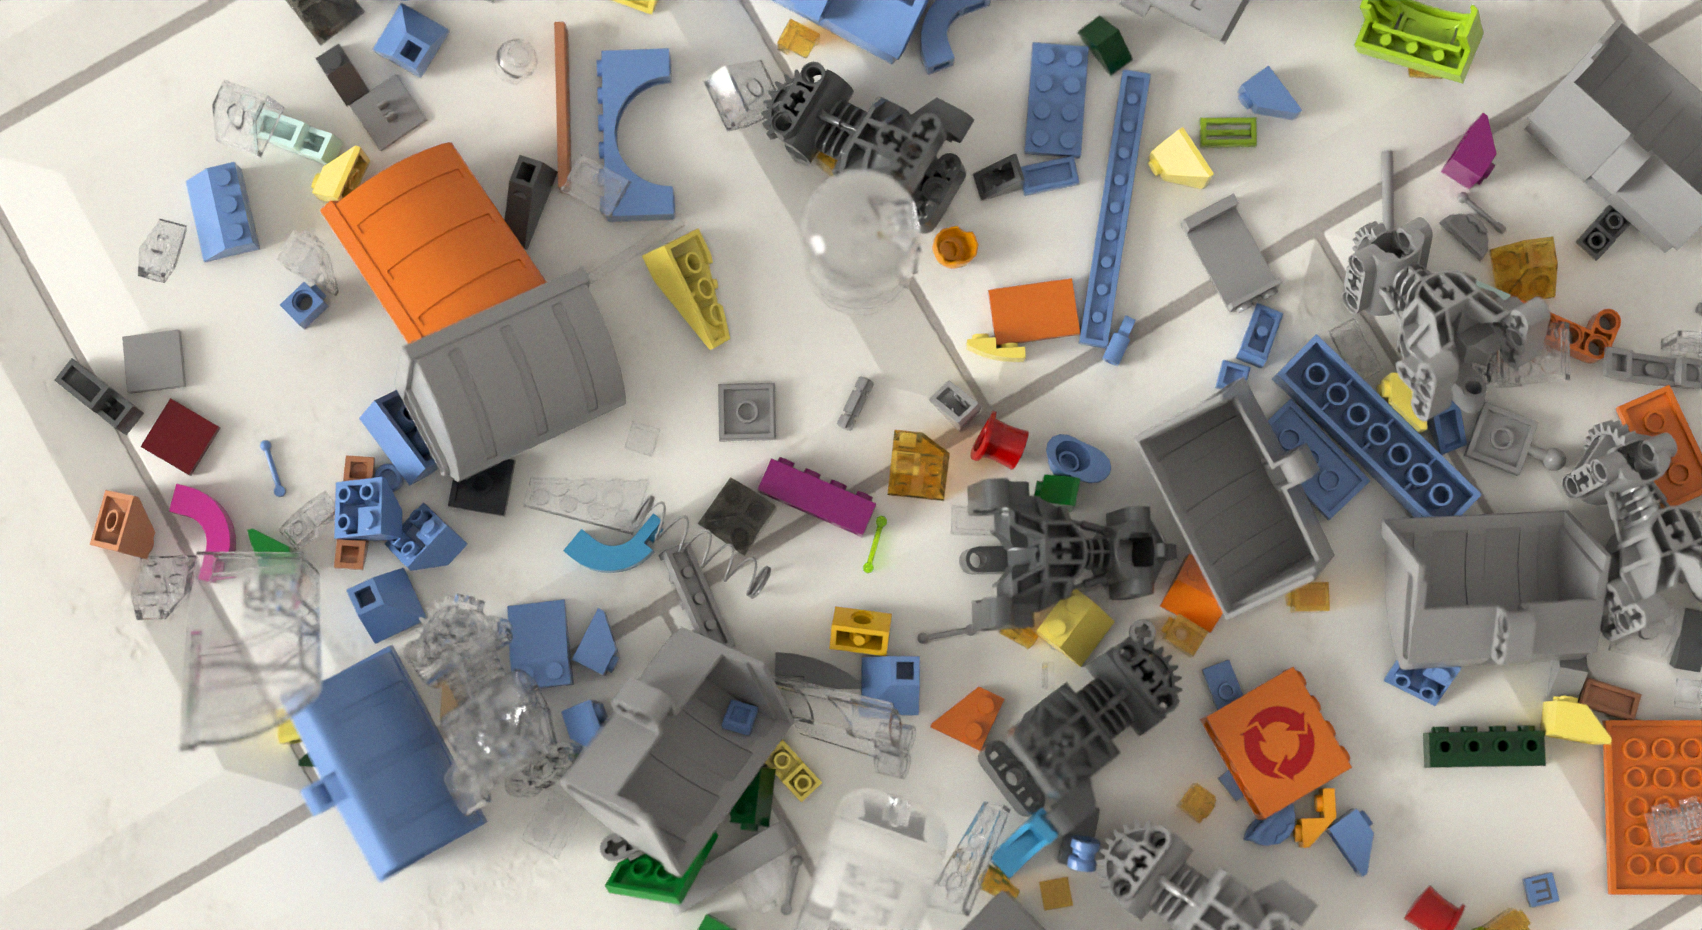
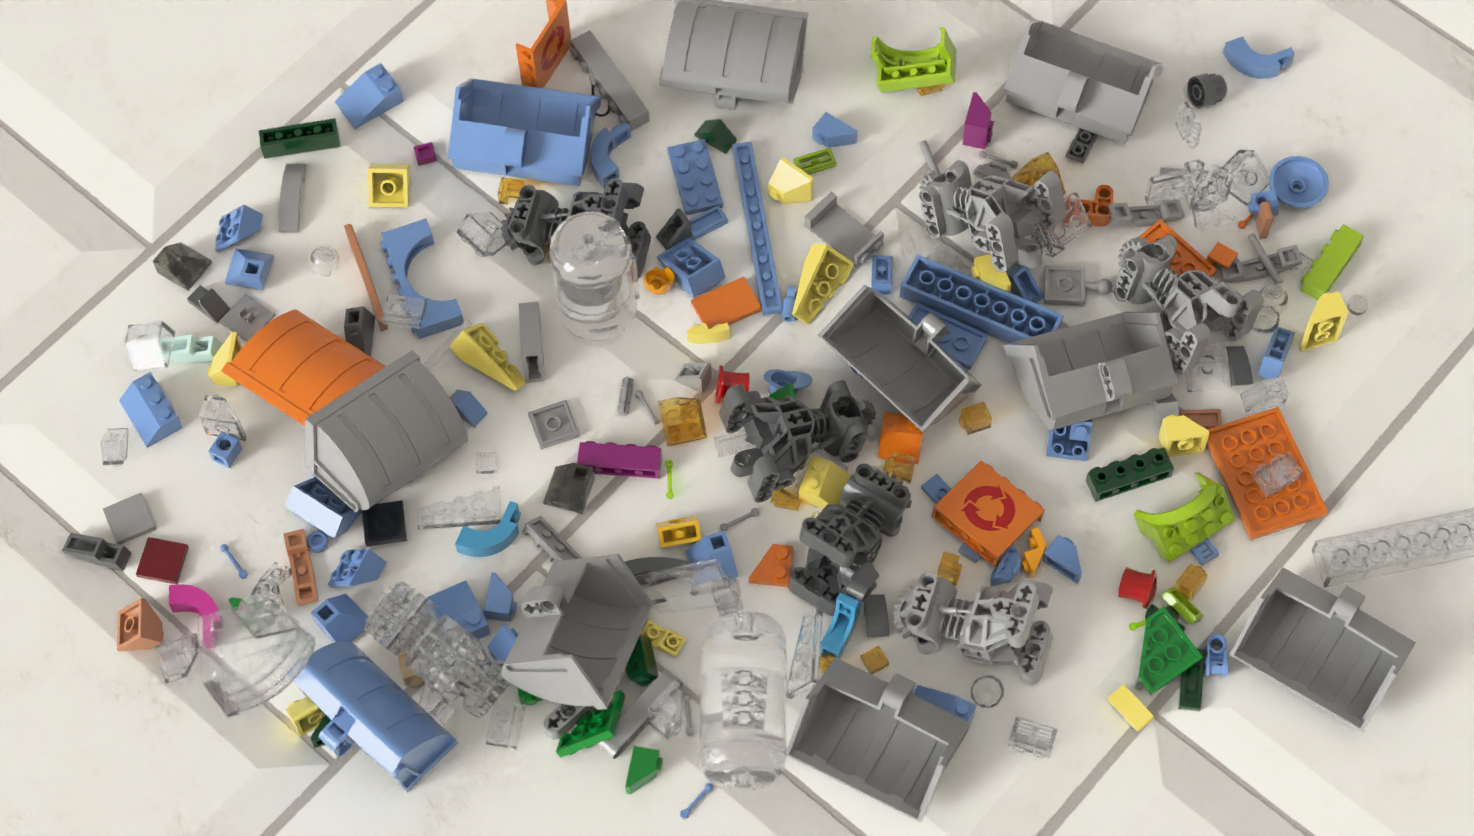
camera: 15 degrees left, 20 degrees down
(367, 511) = (309, 560): medium blue slope -> none
(638, 347) = (468, 407): none -> medium blue slope
(740, 717) = (614, 612): medium blue tile -> none
(752, 591) = (595, 530): light grey piece -> none
(755, 281) = (531, 342): none -> light grey slope
(875, 406) = (639, 394): none -> light grey hinge
(1006, 239) = (693, 266): none -> medium blue slope
(1083, 853) = (883, 621): medium blue wheel -> none
(1174, 315) = (821, 276): none -> light yellow wedge
(1514, 863) = (1194, 520): none -> lime piece

